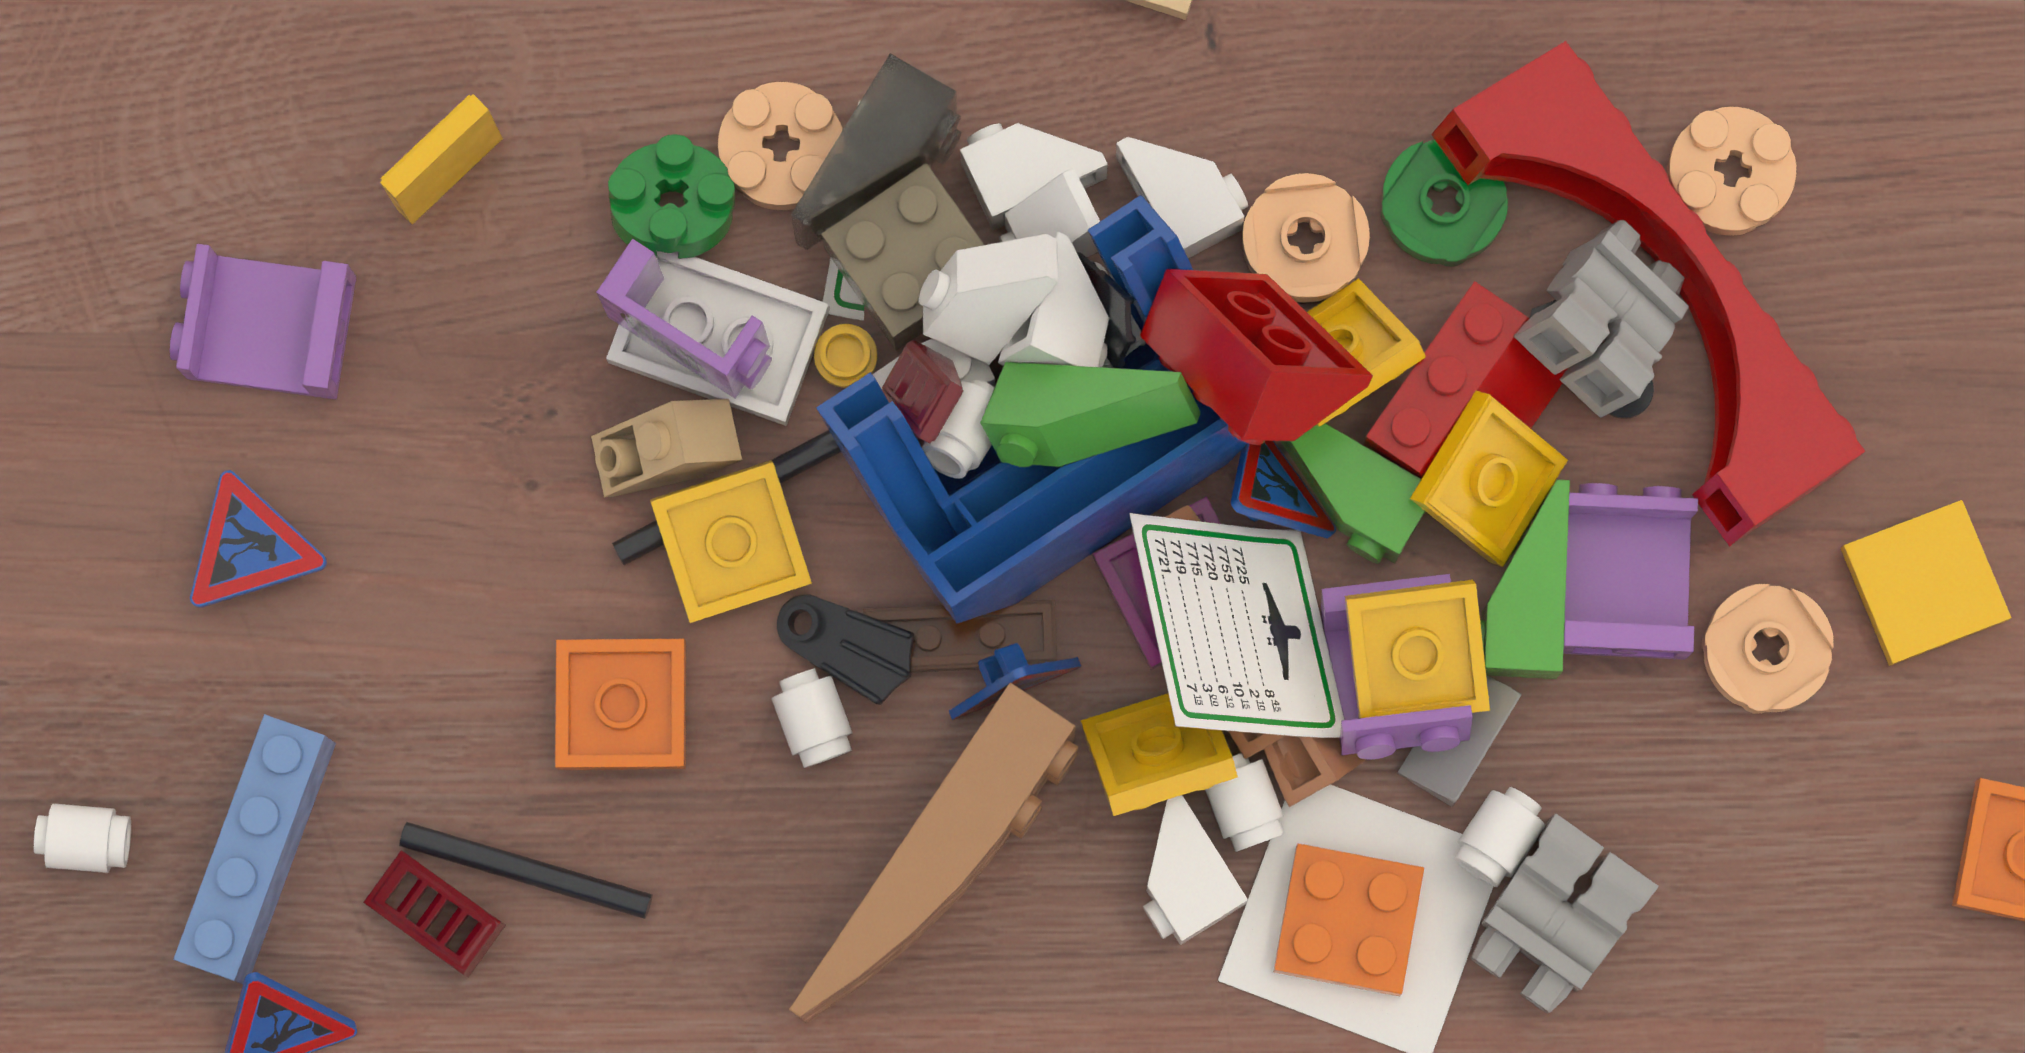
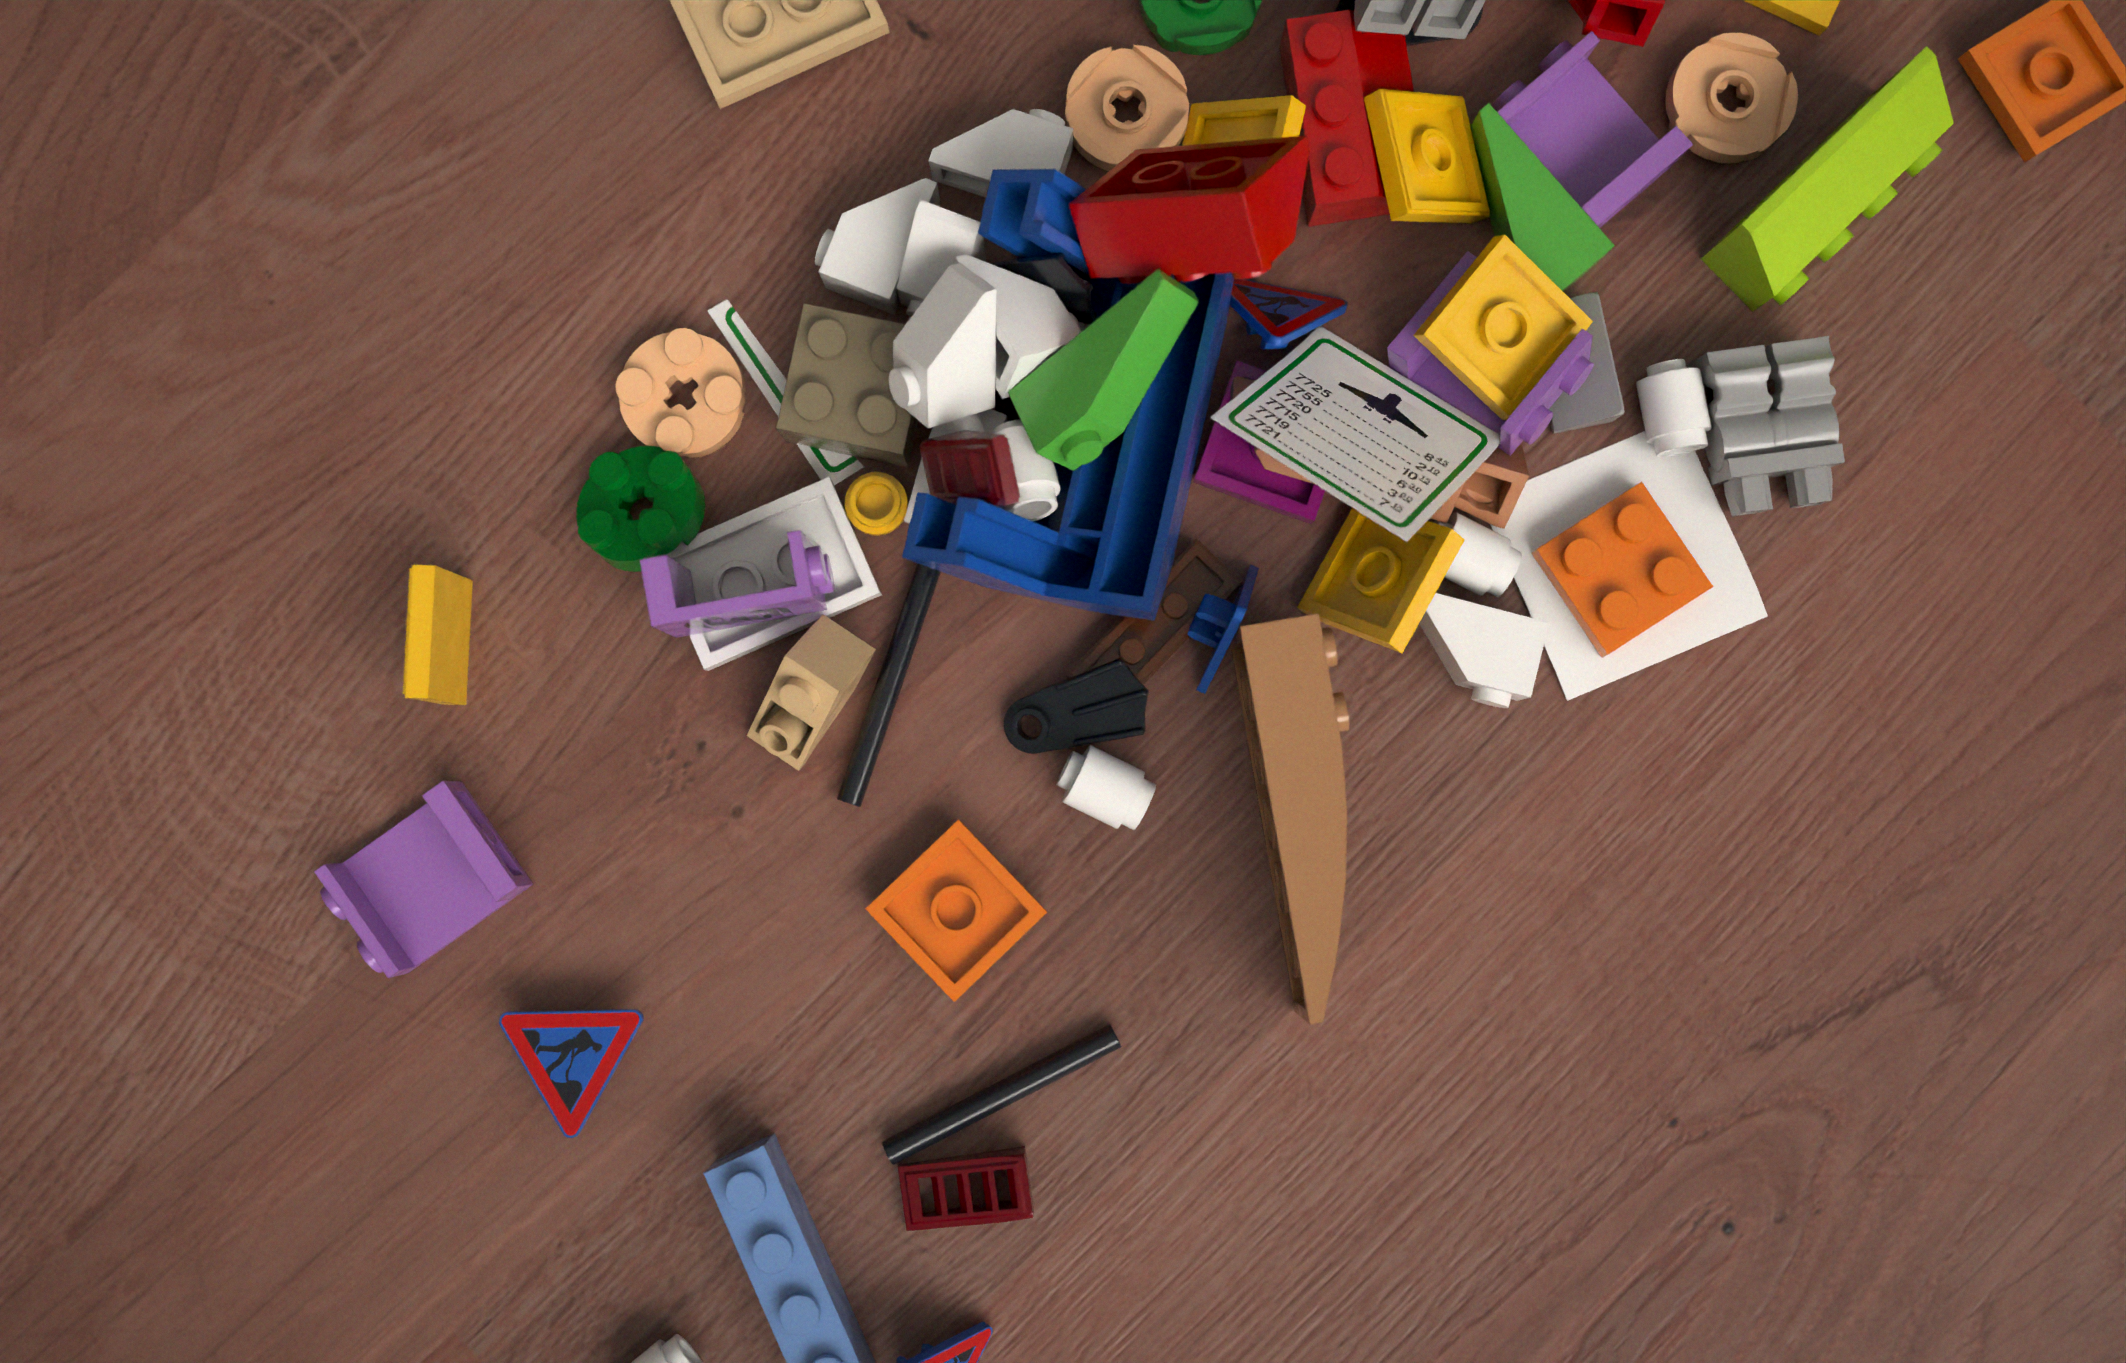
camera: 50 degrees left, 5 degrees up
(730, 541) = (924, 716): yellow plate -> none
(892, 132) = (758, 304): clear smoke slope -> none
(1359, 491) = (1349, 255): bright green slope -> none
(1774, 782) = (1834, 185): none -> lime slope

